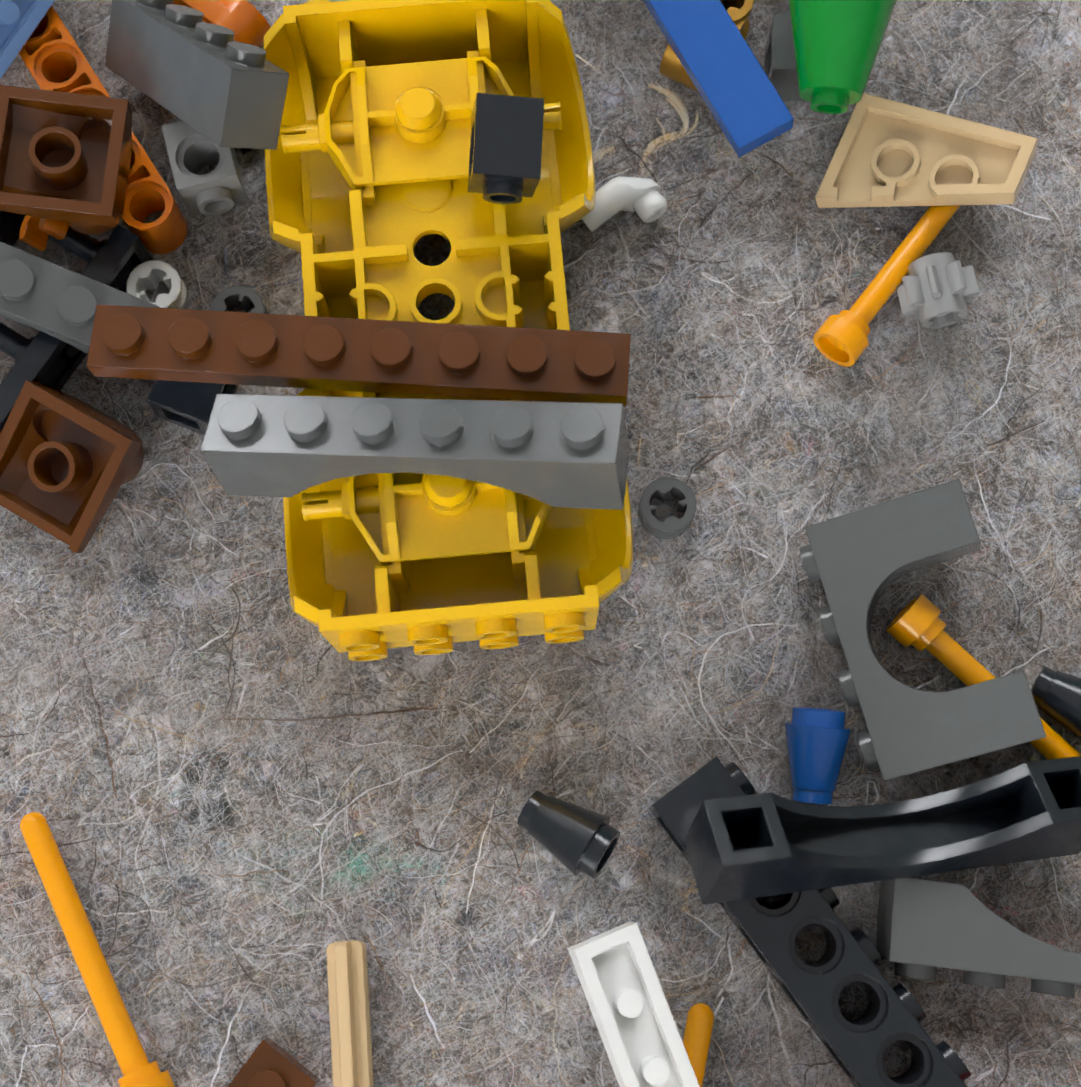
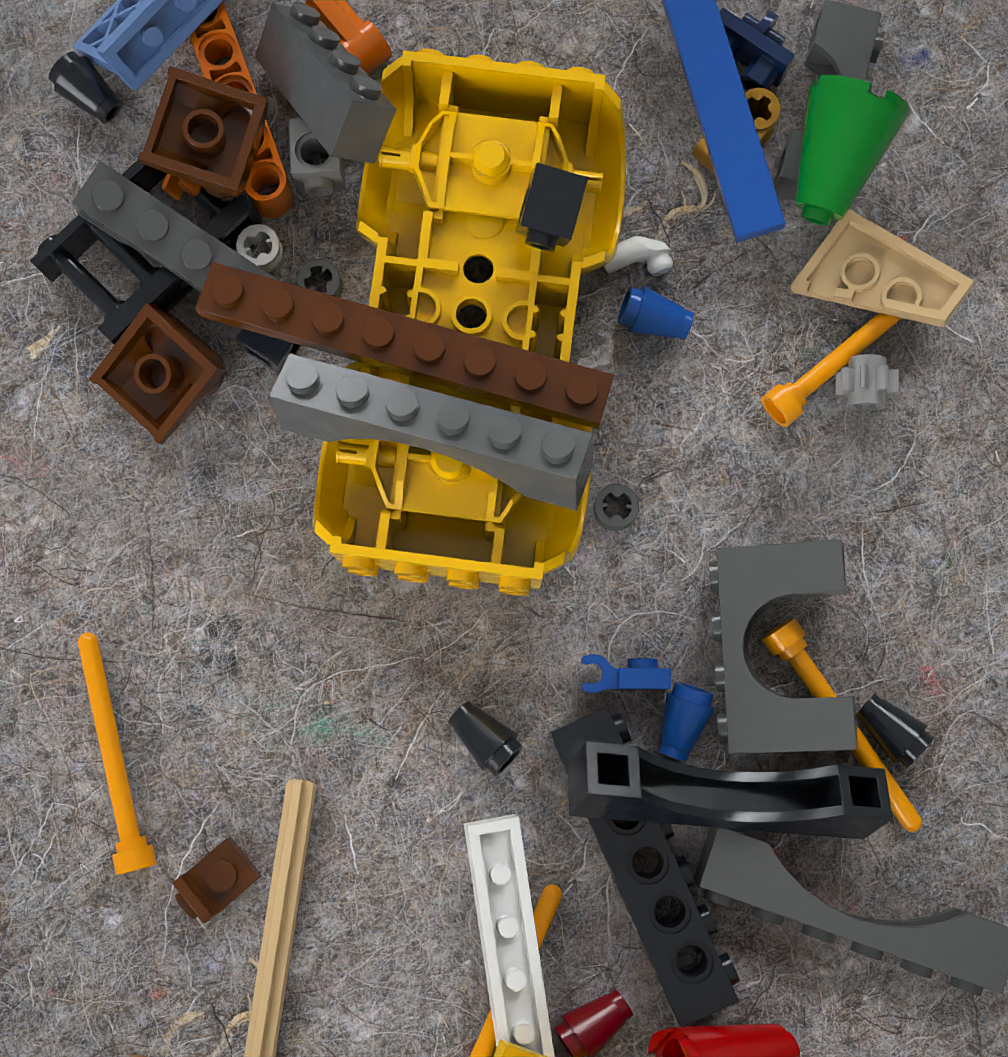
camera: 10 degrees right, 5 degrees up
(658, 266) = (654, 314): none -> blue cone
(746, 709) = (639, 675): none -> blue plate

